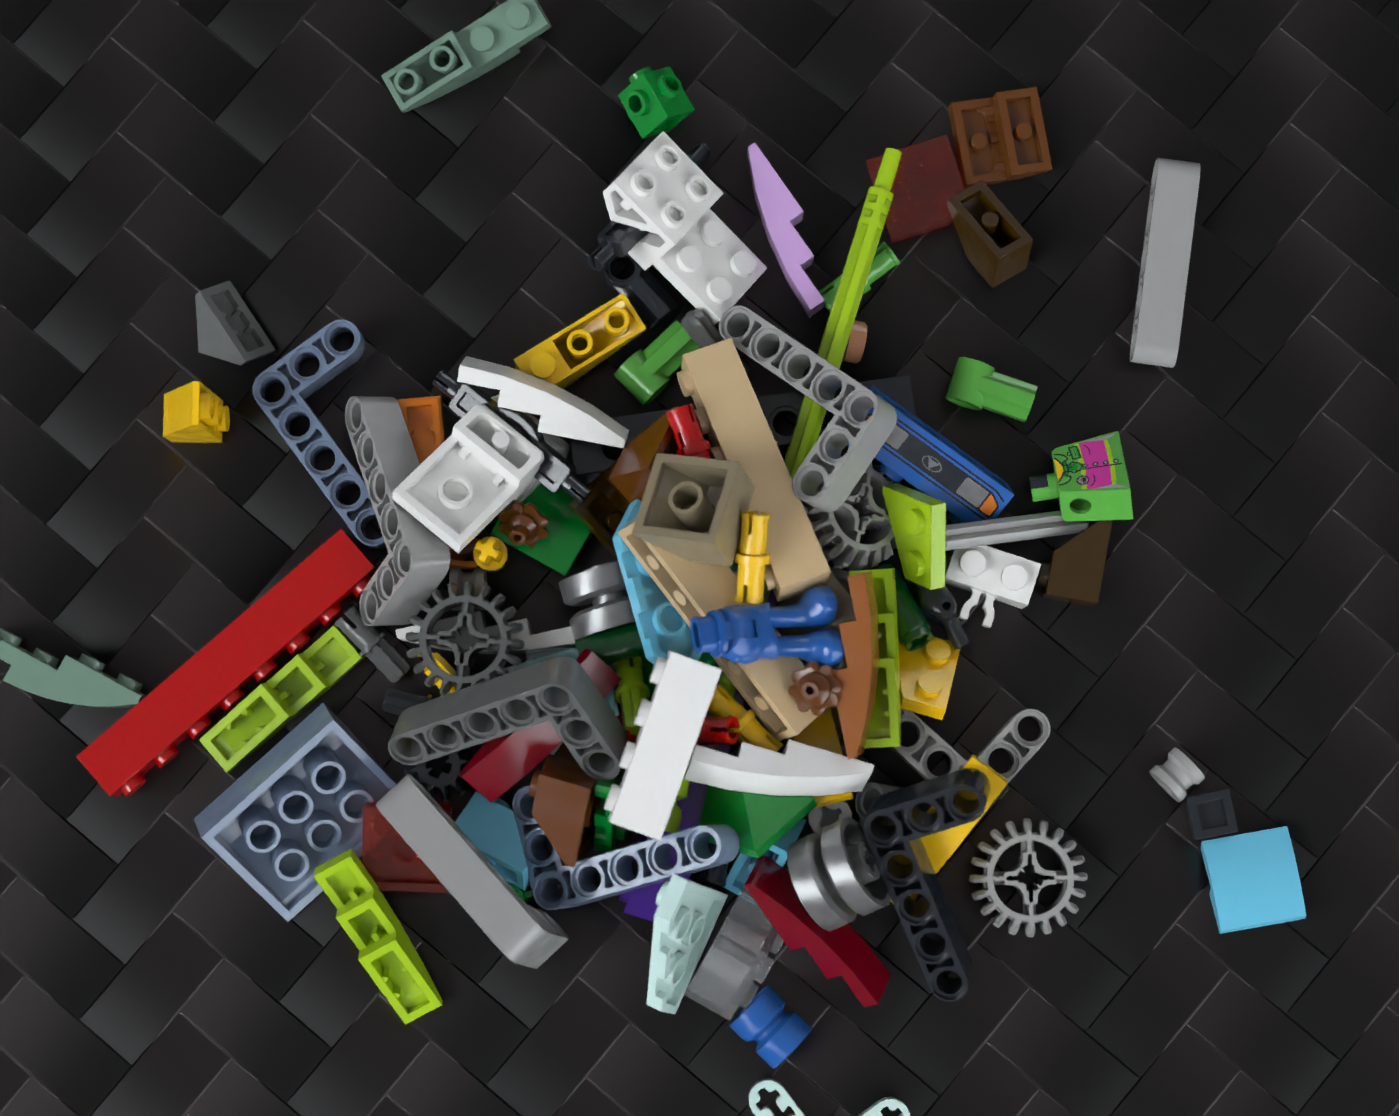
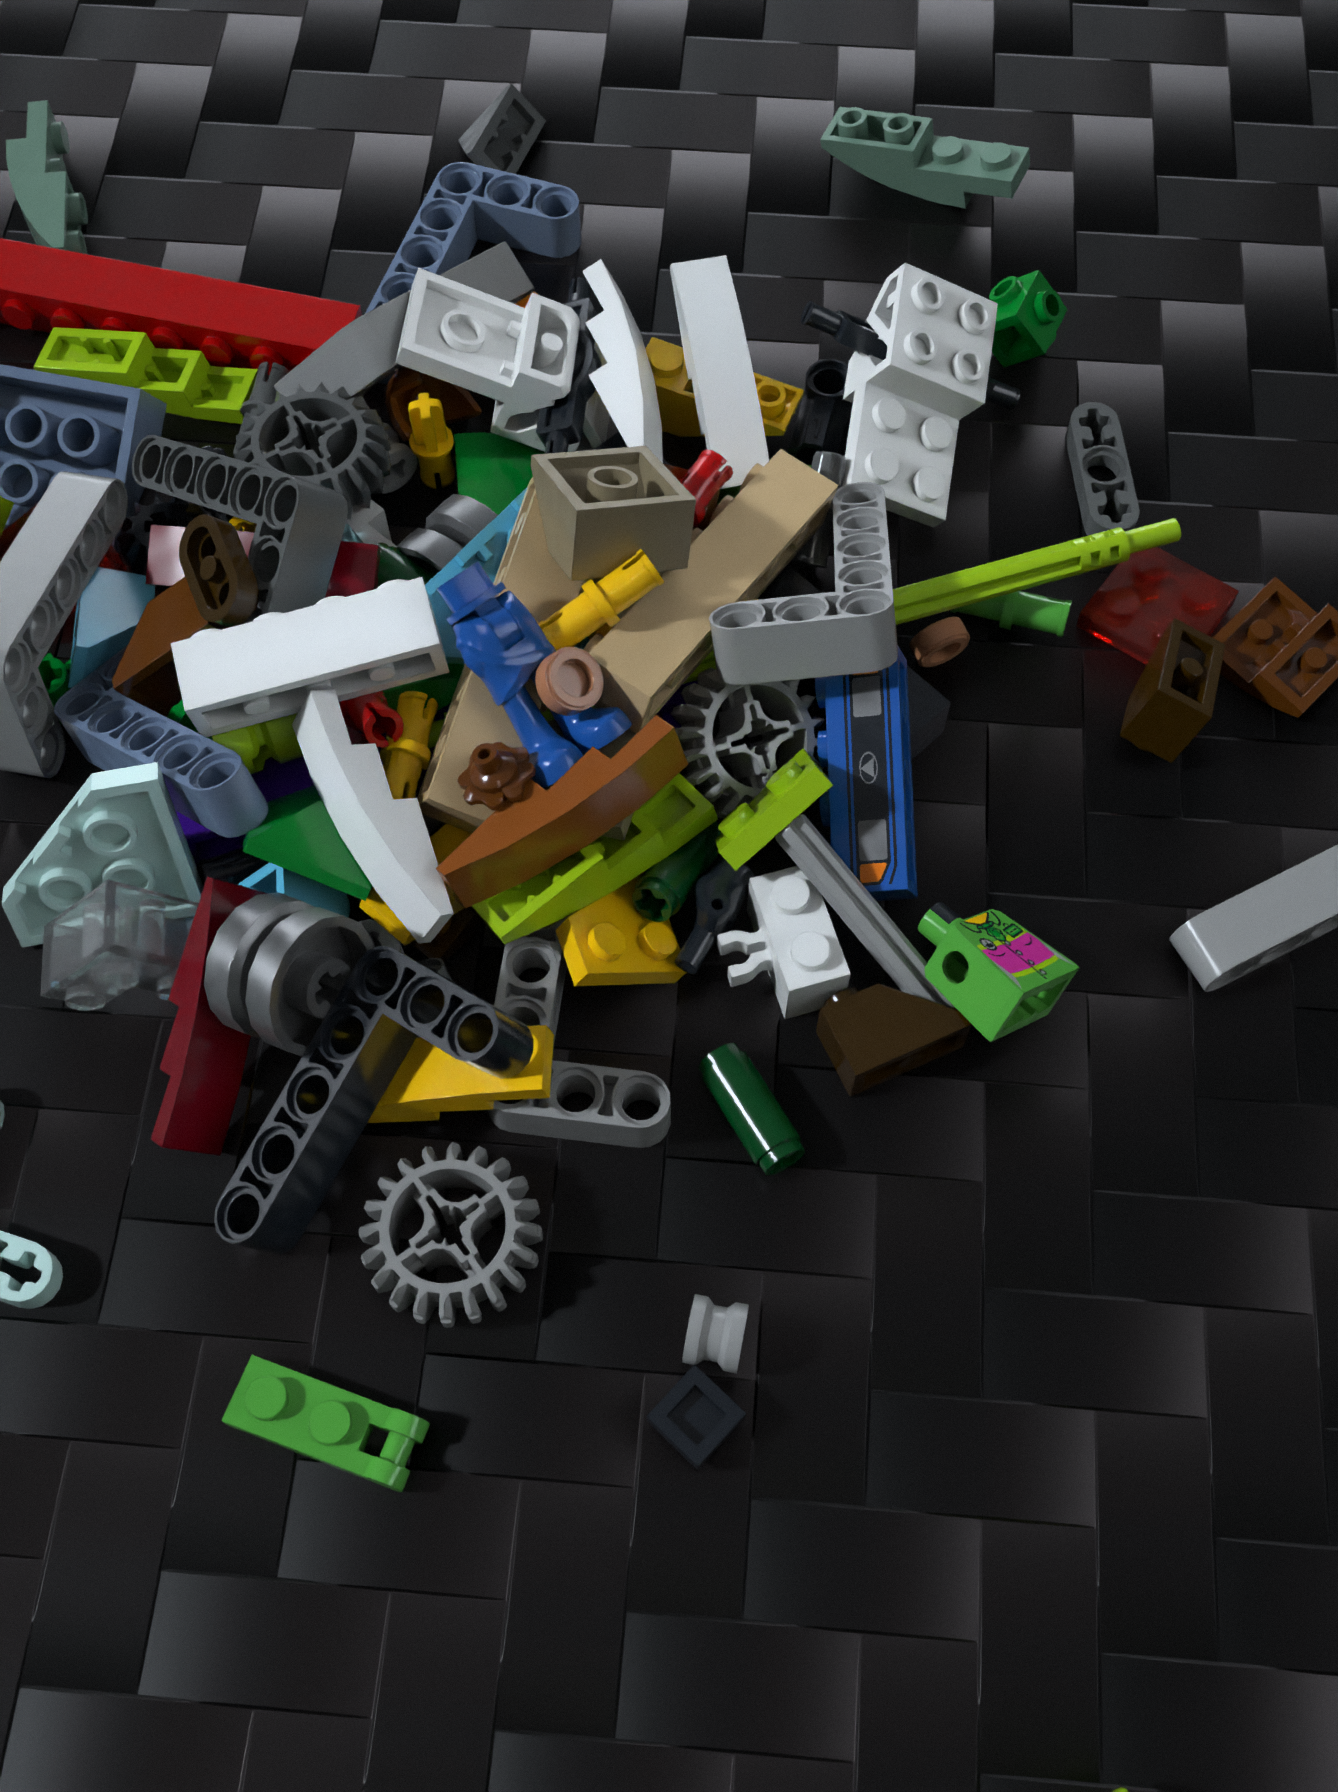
camera: 50 degrees right, 20 degrees down
(194, 415) = (384, 128): yellow slope -> none
(523, 524) = (483, 441): reddish brown plant -> none
(562, 762) = (218, 571): none -> dark brown plate
(591, 345) = (719, 364): none -> white slope
(768, 133) = (1108, 453): none -> dark grey beam
(771, 1027) = (58, 1057): blue wheel -> none
(779, 216) = (1001, 499): lavender slope -> none
(790, 609) = (569, 681): none -> nougat tile
(979, 386) = (1002, 797): bright green piece -> none
(1067, 668) = (751, 1109): none -> dark green piece
(1080, 1006) = (323, 1422): none -> bright green plate
(1253, 879) = (647, 1540): medium azure slope -> none

